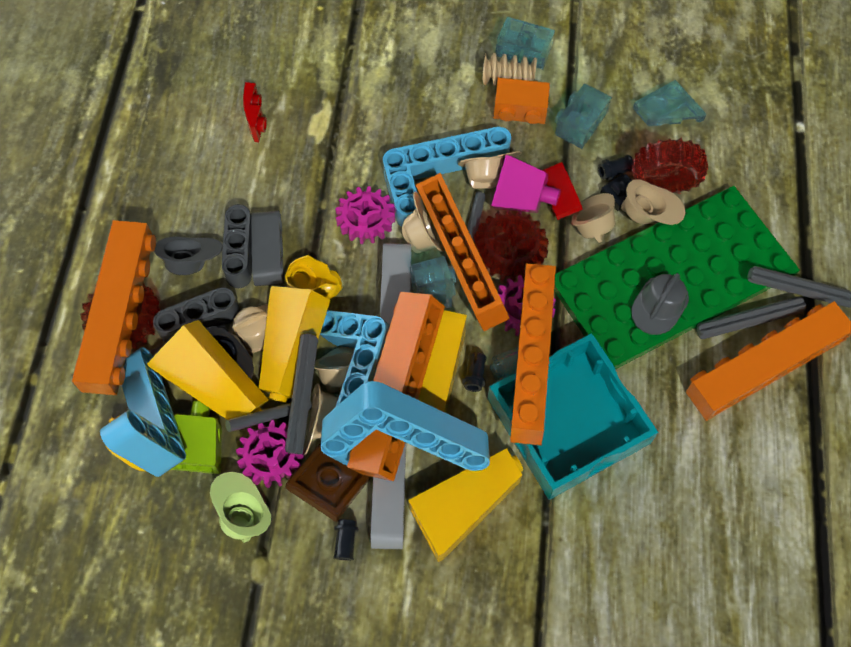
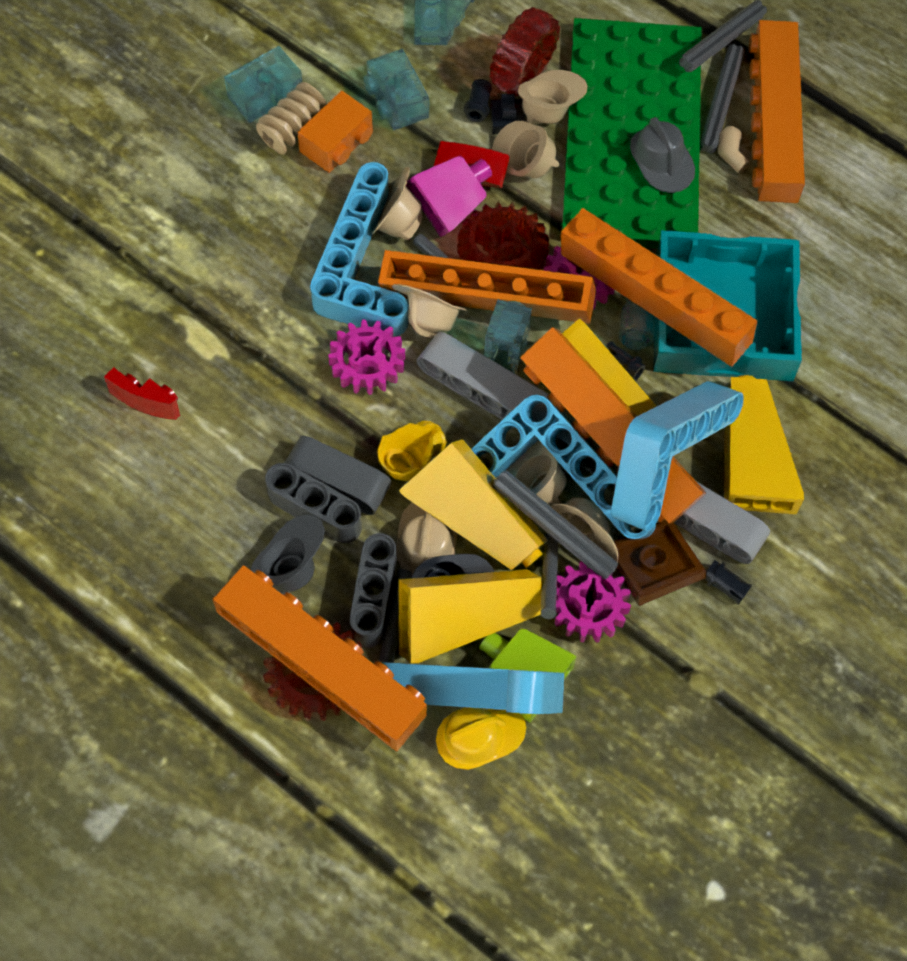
camera: 60 degrees left, 0 degrees up
(239, 506) = (638, 660): yellowish green piece -> none
(711, 344) = (729, 149): none -> tan arm

